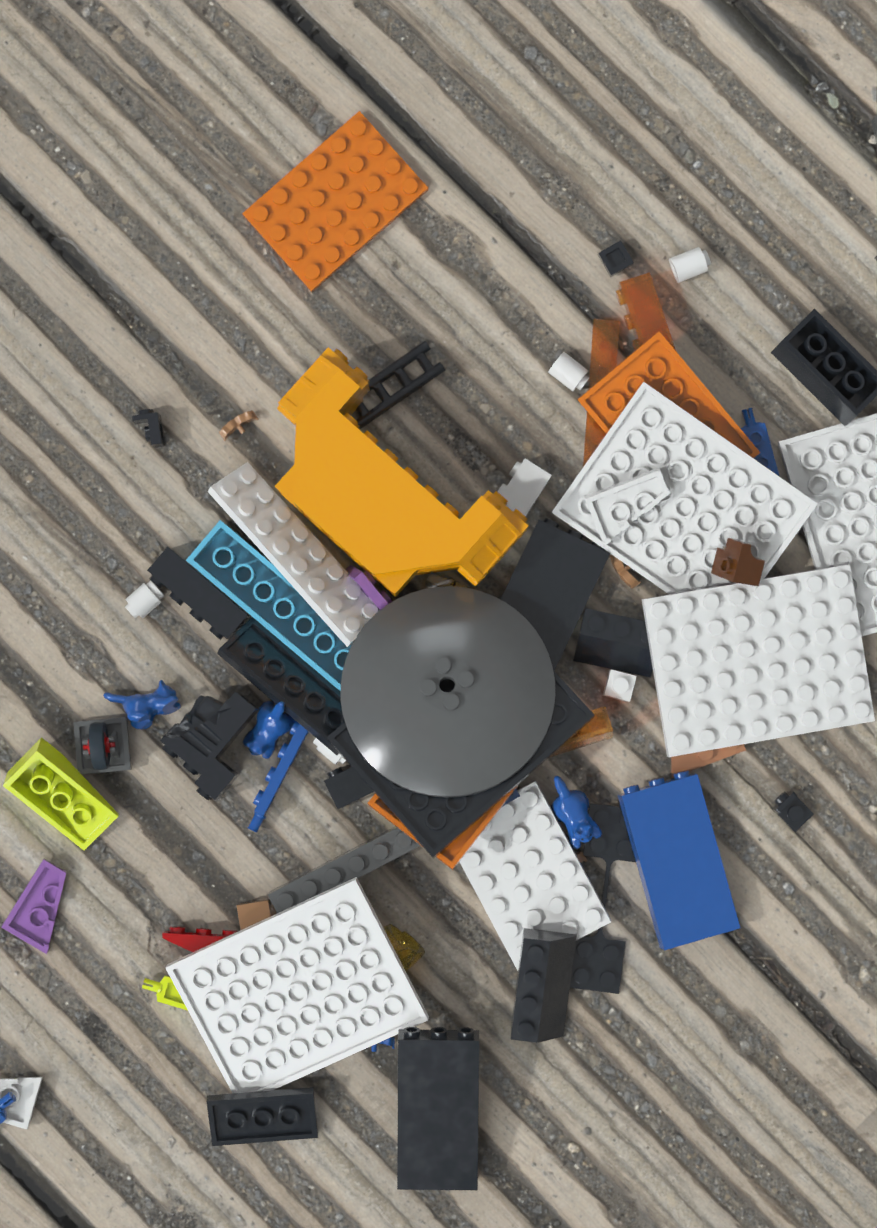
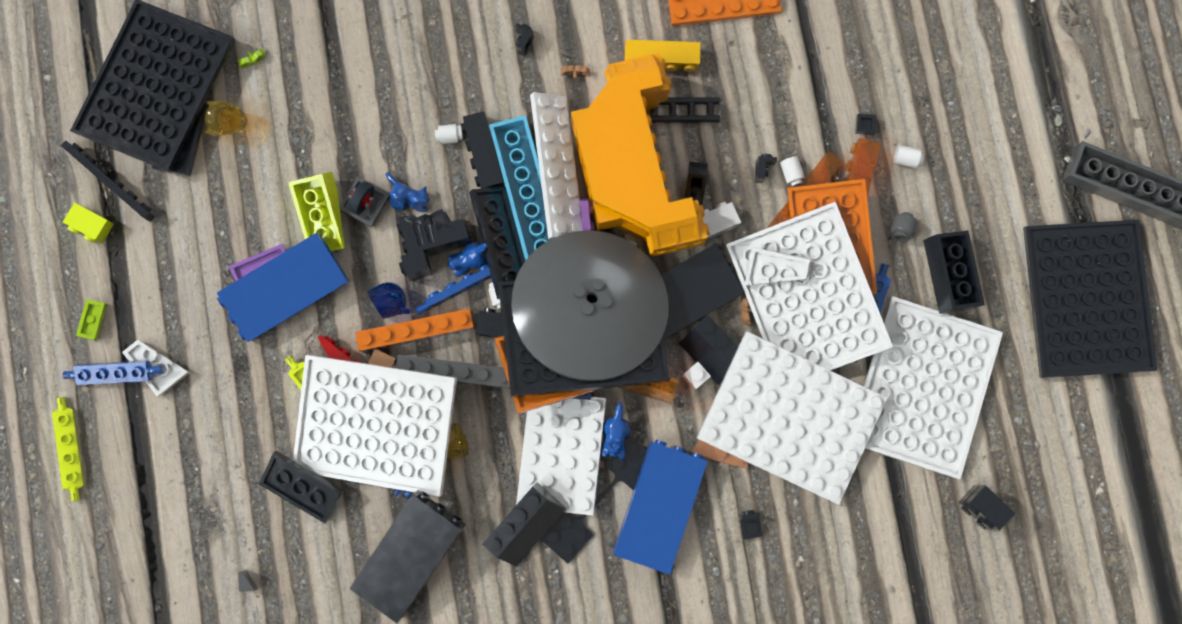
camera: 30 degrees right, 5 degrees down
(81, 909) = (282, 287): none -> blue brick
(212, 839) = (388, 300): none -> clear blue helmet
(266, 853) = (415, 330): none -> orange brick
(332, 331) = (676, 53): none -> yellow brick
(468, 463) = (696, 181): none -> black slope
(532, 395) = (761, 169): none -> black bracket
(738, 563) = (819, 349): reddish brown brick -> none
(739, 351) = (904, 227): none -> dark grey head

